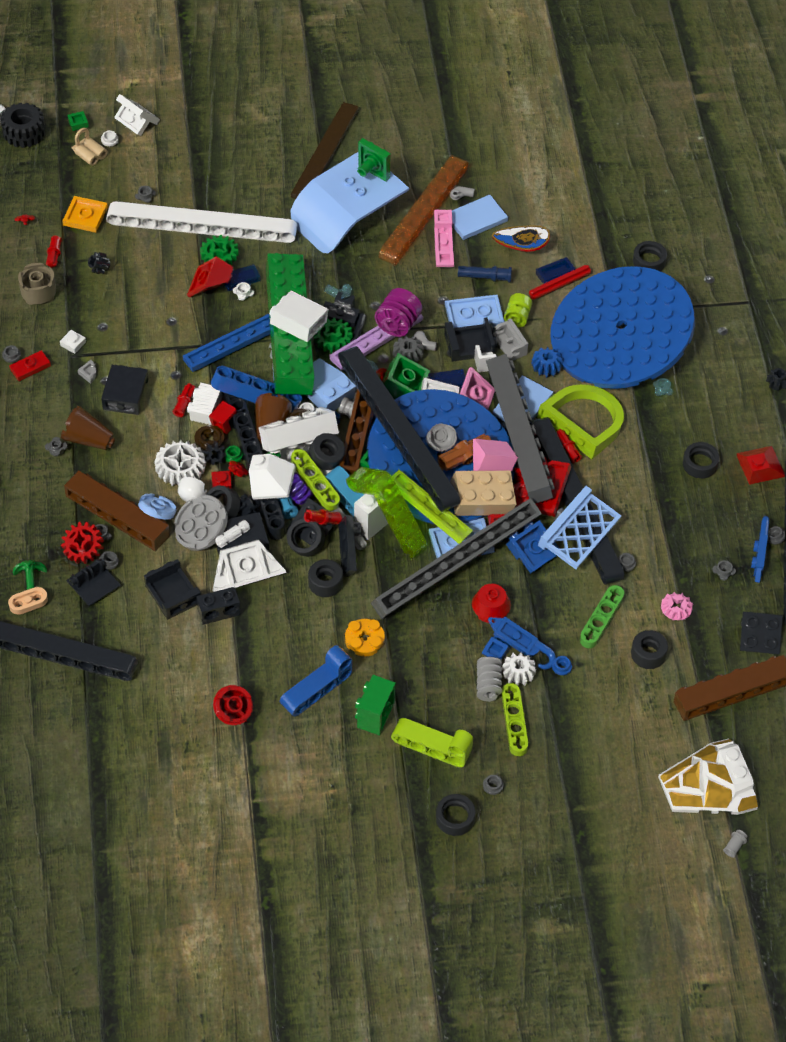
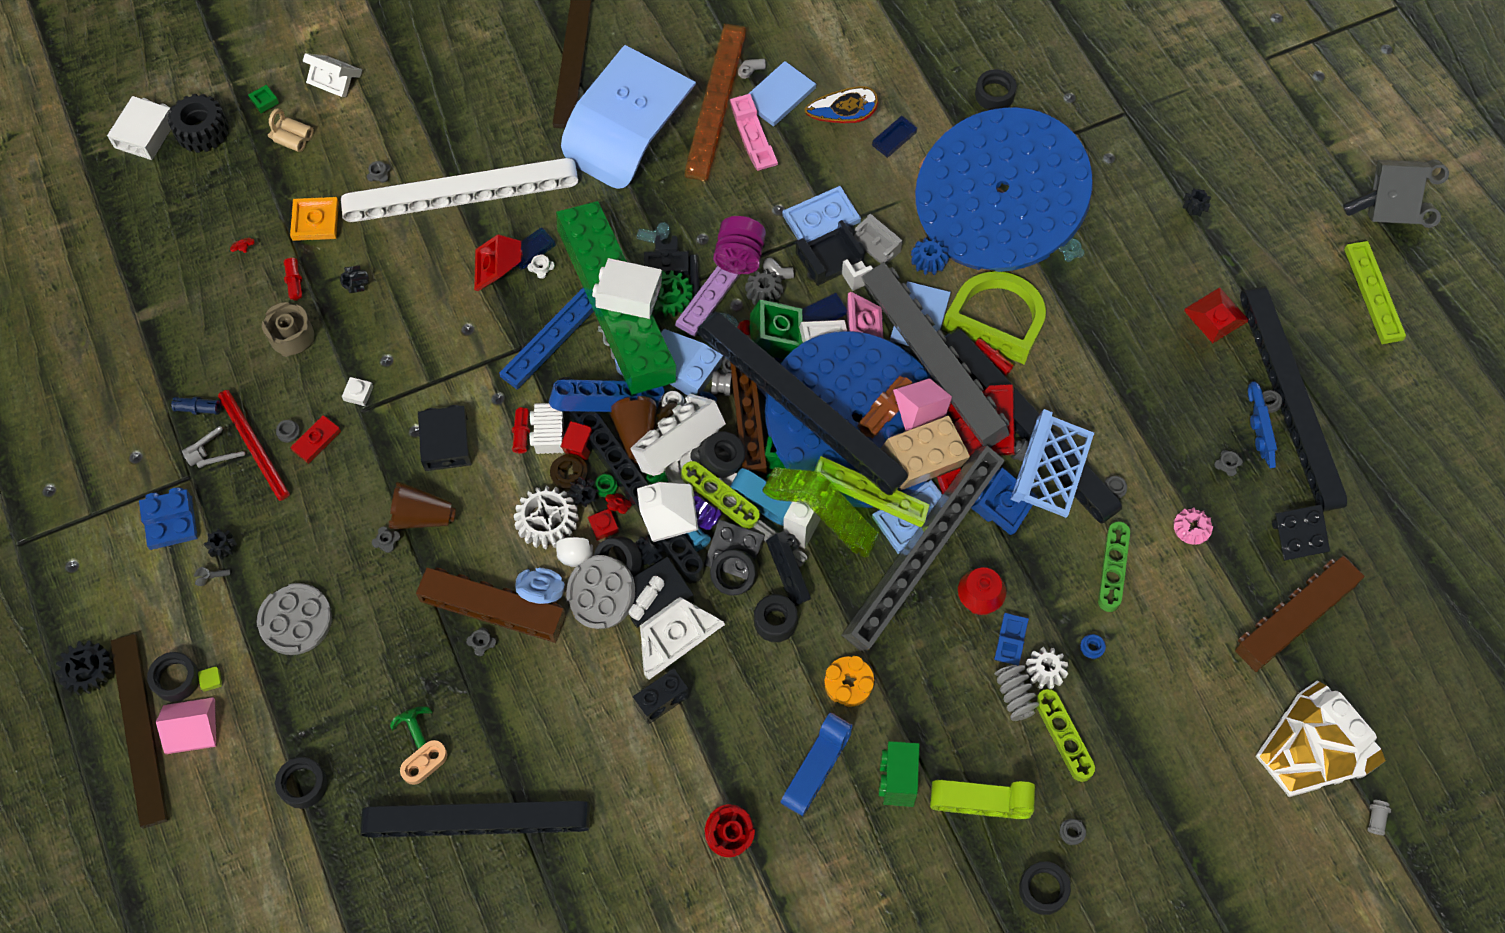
camera: 15 degrees left, 10 degrees up
(76, 538) = (469, 671): red gear -> none
(88, 371) = (390, 426): light grey tile -> none
(93, 582) = (496, 711): black hinge -> none
(109, 138) = (310, 111): white plate -> none
(110, 559) = (504, 669): dark grey plate -> none
(171, 589) = (595, 691): black panel -> none
(219, 247) = (494, 221): green gear -> none
(322, 517) = (749, 544): red pin -> none
(373, 160) = (645, 60): green plate -> none
(441, 437) = (854, 397): light grey hair -> none
(493, 273) = (825, 160): dark blue pin -> none
(518, 309) = (872, 199): lime wheel -> none
(520, 639) = (1036, 629): blue plate -> none
(559, 282) = (905, 149): red axle -> none
(649, 639) = (1189, 580): black tyre -> none
(703, 449) = (1151, 315): black tyre -> none

